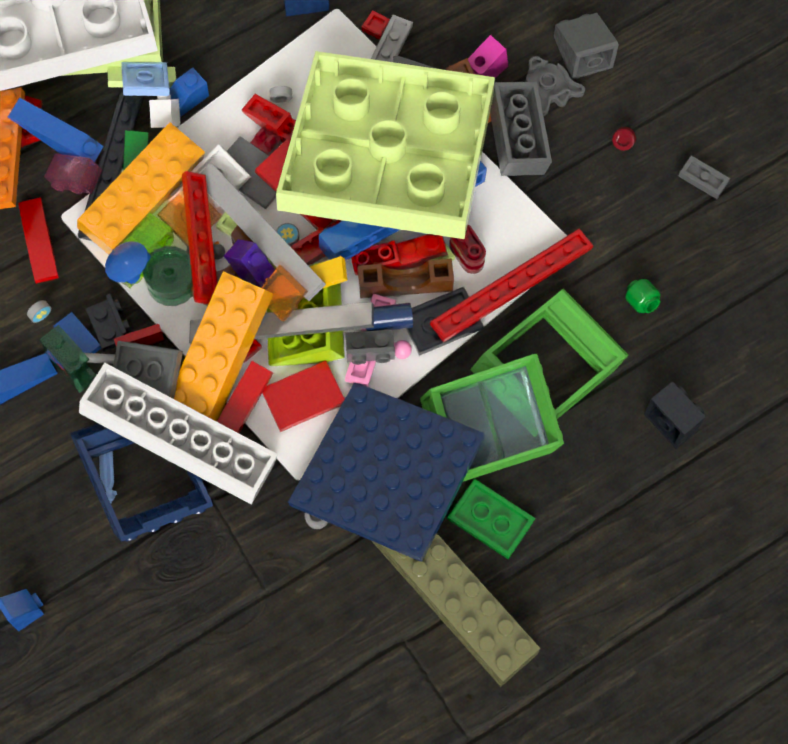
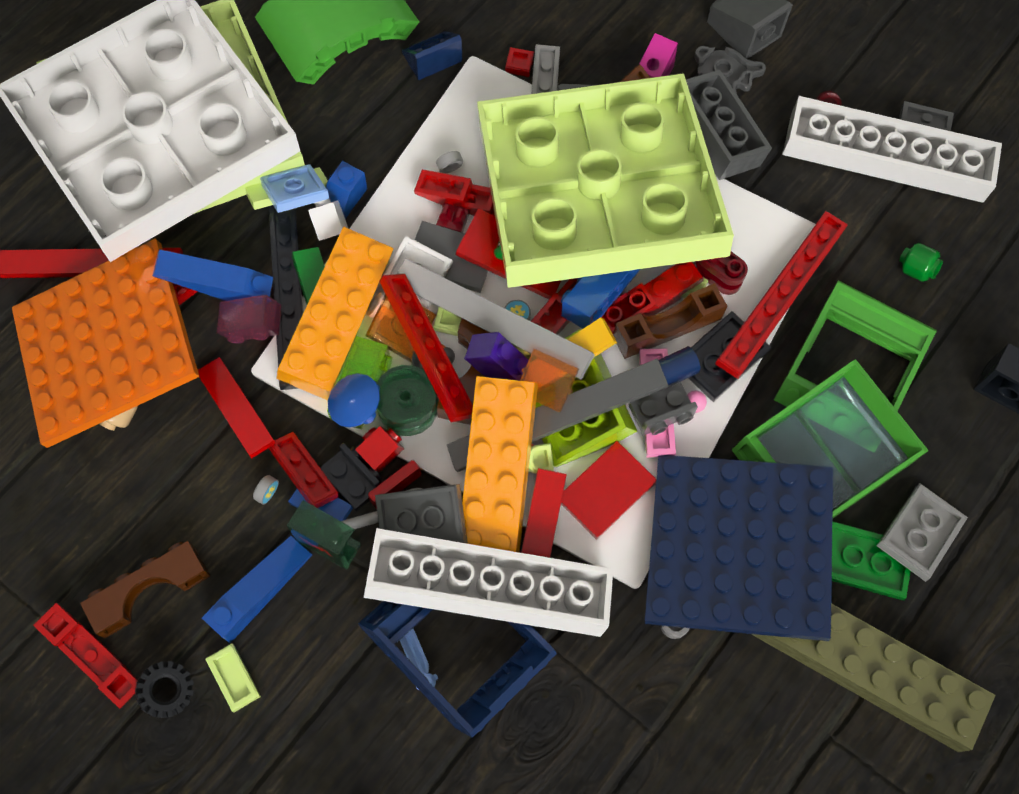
camera: 20 degrees left, 0 degrees up
(72, 306) = (303, 470): none -> red tile
(137, 306) = (380, 447): none -> red brick
(259, 354) = (541, 458): none -> yellowish green tile
(544, 510) = (922, 532): none -> light grey tile
(659, 193) = (893, 149): none -> white brick

